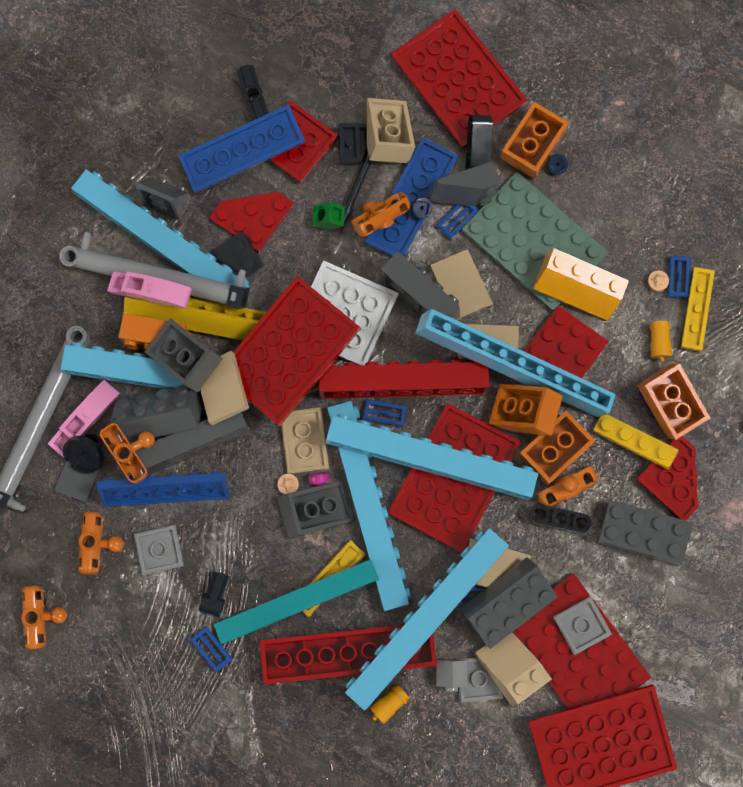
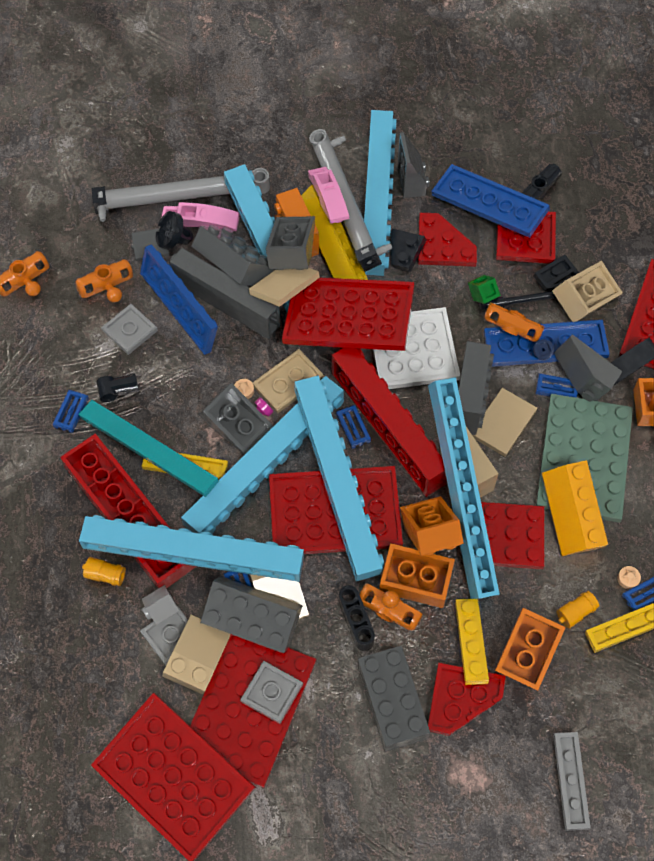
camera: 55 degrees right, 15 degrees down
(132, 462) = (180, 253): orange piece -> none

